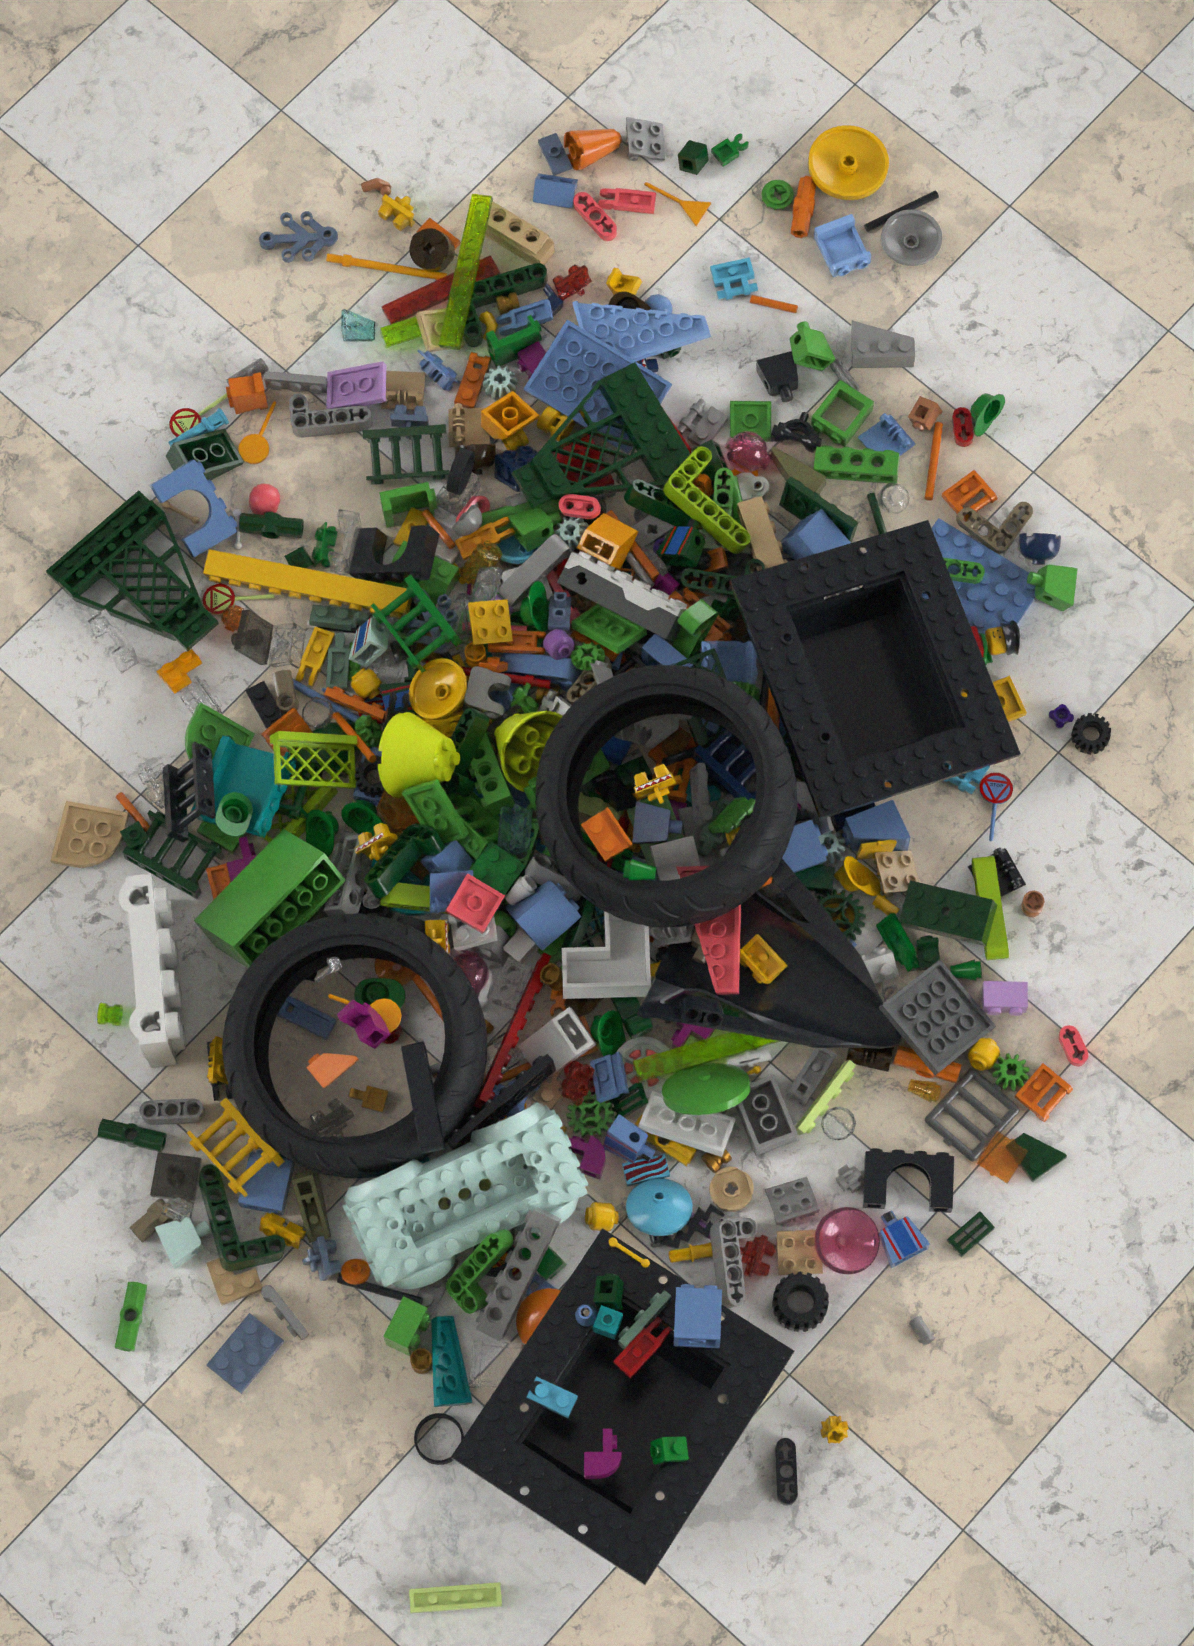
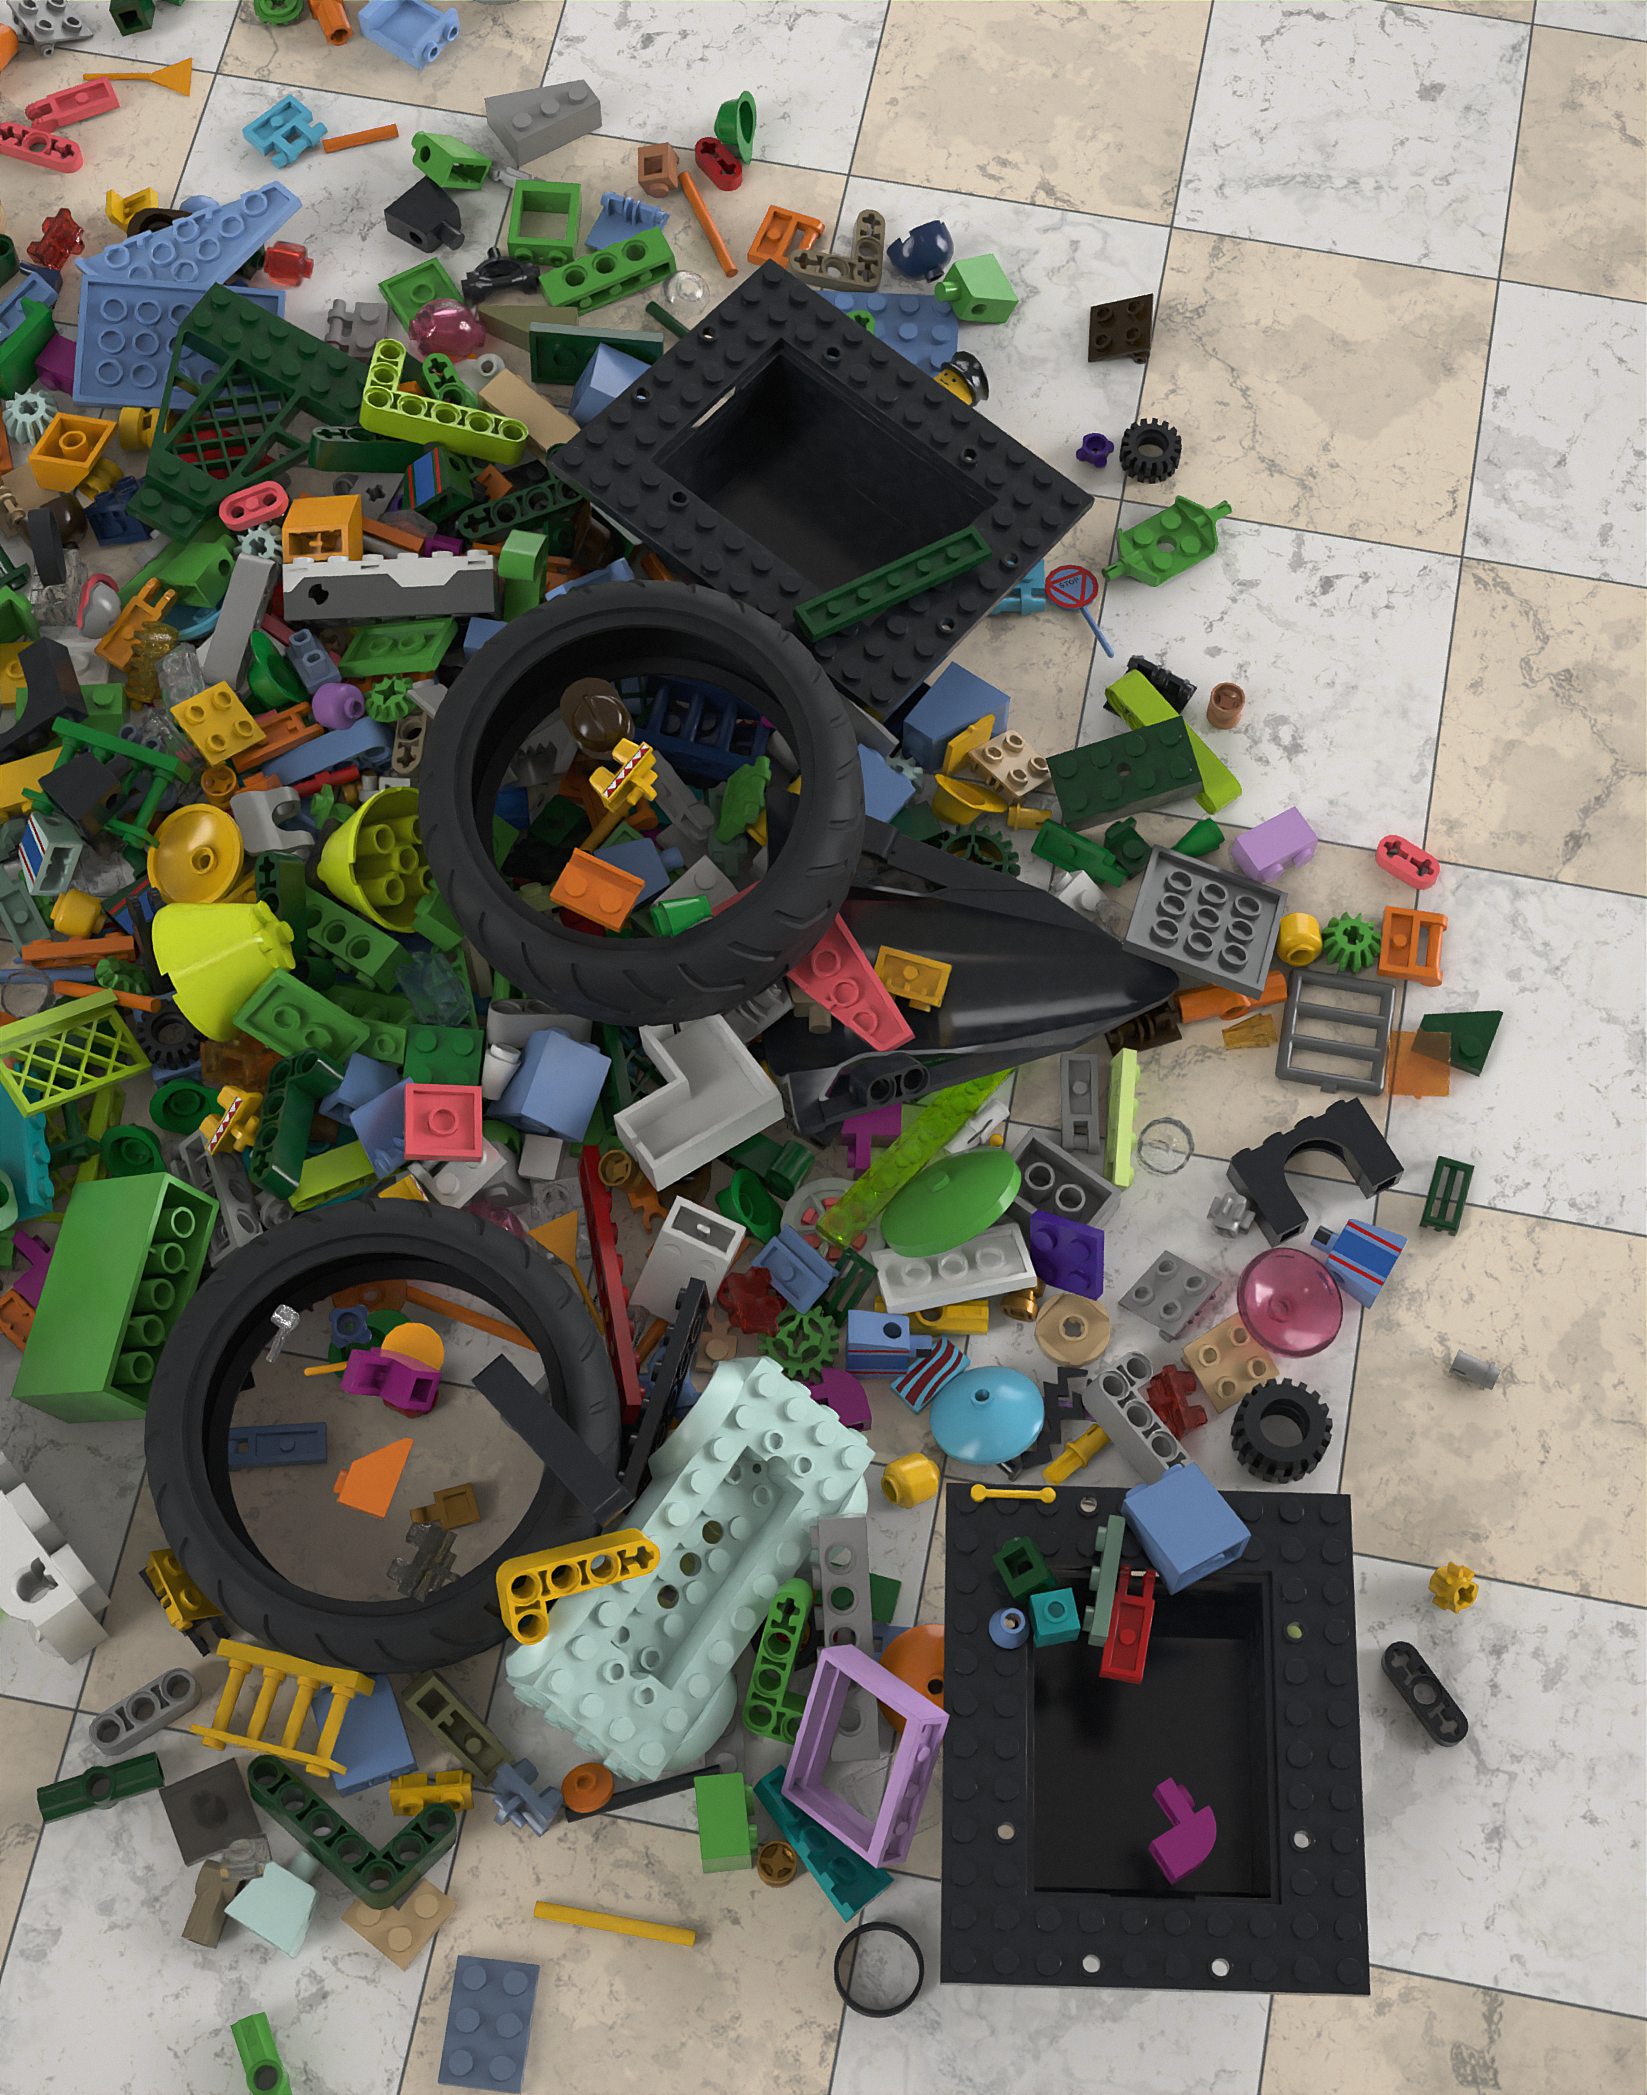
camera: 35 degrees left, 5 degrees down
(283, 1311) = (511, 1918): light grey plate -> none
(331, 1343) = (615, 1923): none -> yellow bar
(360, 979) = (340, 1319): none -> dark blue plate
(399, 1169) = (576, 1578): none -> yellow beam
(402, 625) = (87, 791): none -> black torso
(436, 526) = (77, 655): orange piece -> none
(476, 1377) = (912, 1770): none -> lavender window
(502, 994) = (561, 1240): none -> light orange piece
(553, 1397) = (1040, 1788): medium azure plate -> none
(659, 743) = (596, 717): none -> dark brown piece
(669, 1450) = (1272, 1758): green bracket -> none
(687, 363) = (288, 264): none -> clear red head
(748, 1150) = (1067, 1254): none -> dark purple plate
(870, 747) = (892, 583): none -> dark green plate
(1079, 785) = (1184, 526): none -> bright green plate
(1123, 652) = (1121, 329): none -> dark brown hinge

